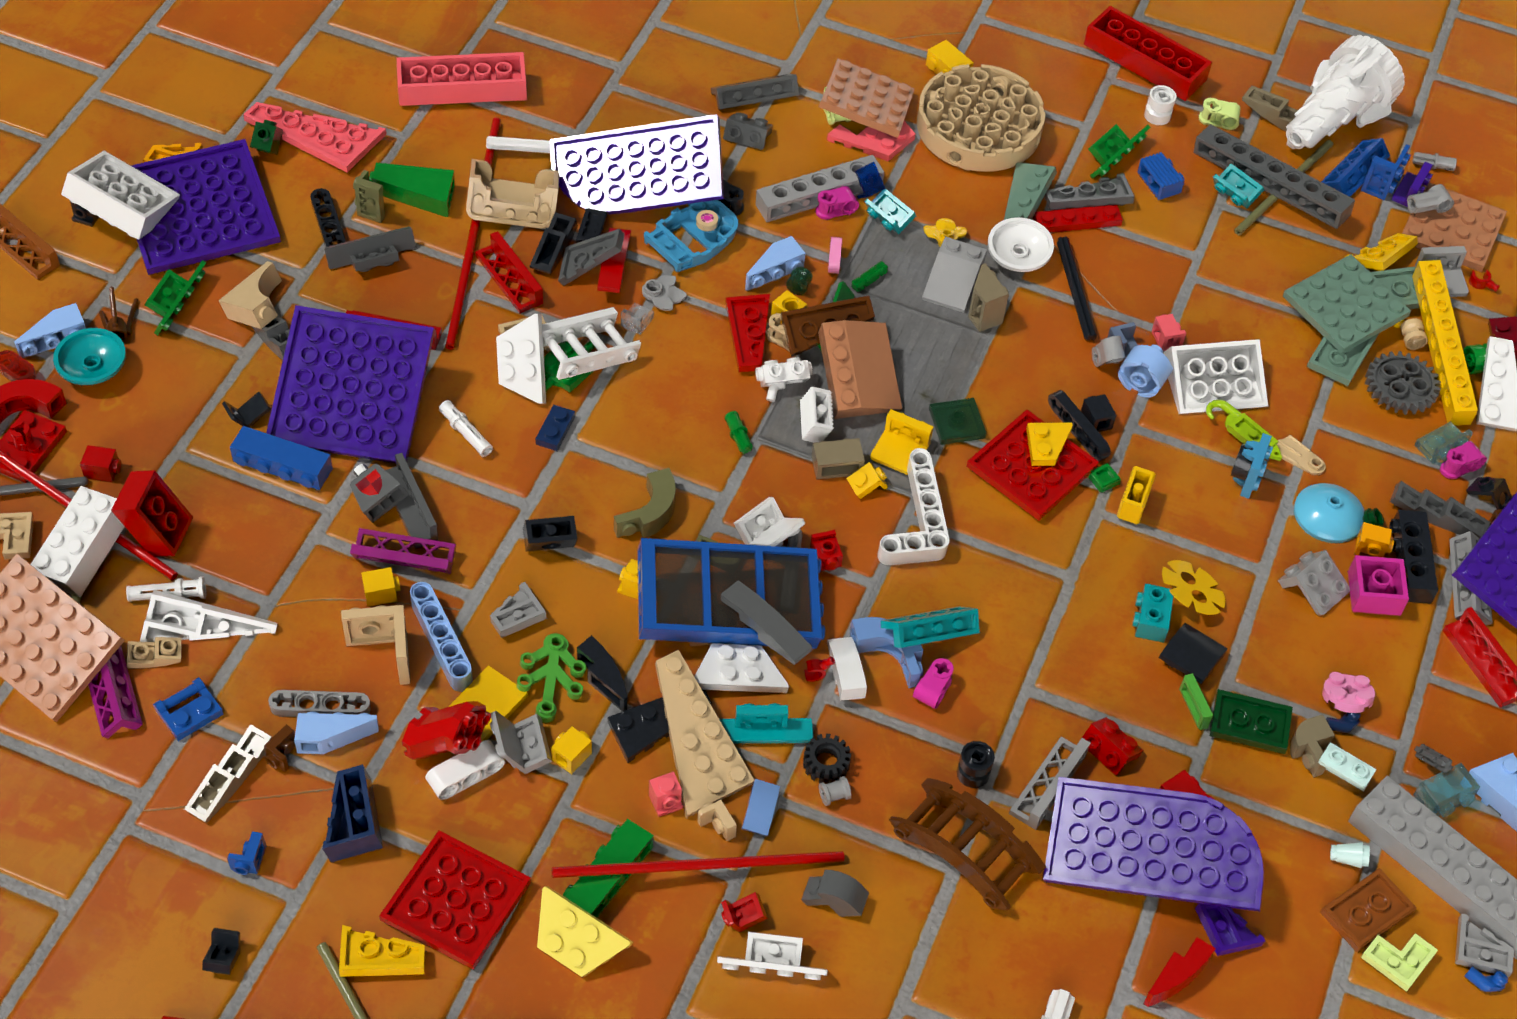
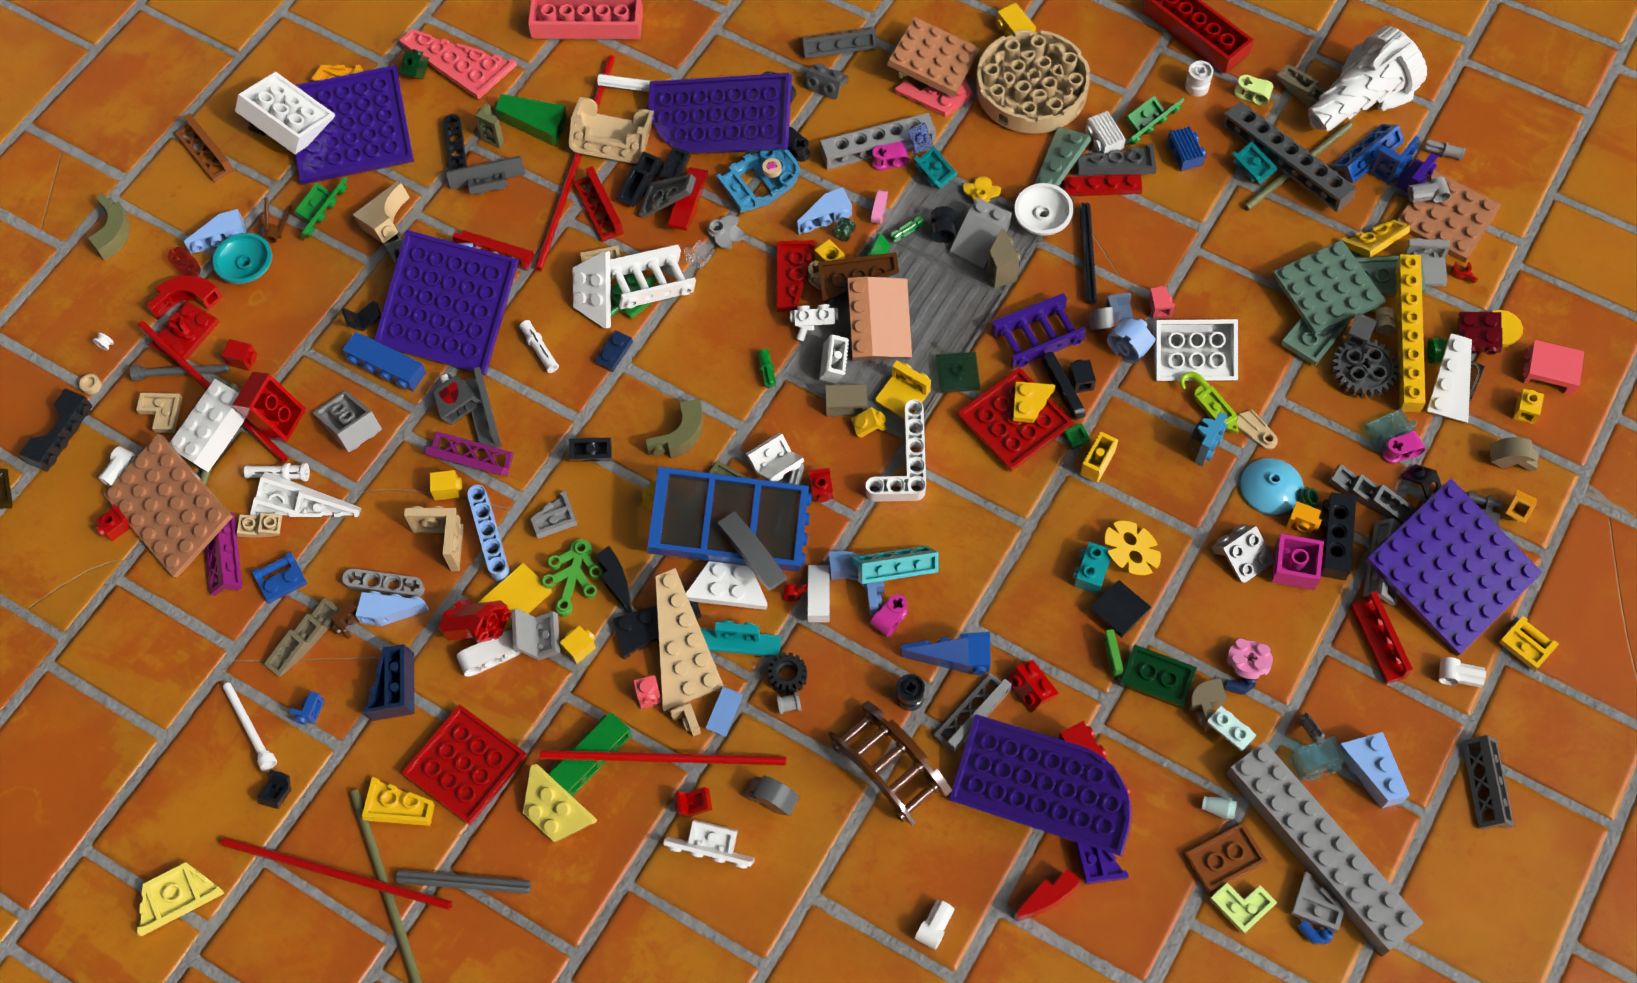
camera: 15 degrees right, 10 degrees up
(203, 919) = (265, 759): none -> white piece
(247, 526) = (348, 421): none -> light grey slope
(911, 268) = (943, 224): none -> black wheel
(1026, 717) = (965, 655): none -> blue wedge
(1036, 352) = (1037, 312): none -> dark purple fence
(1070, 165) = (1105, 133): none -> white brick
(1392, 343) = (1361, 331): none -> dark grey brick

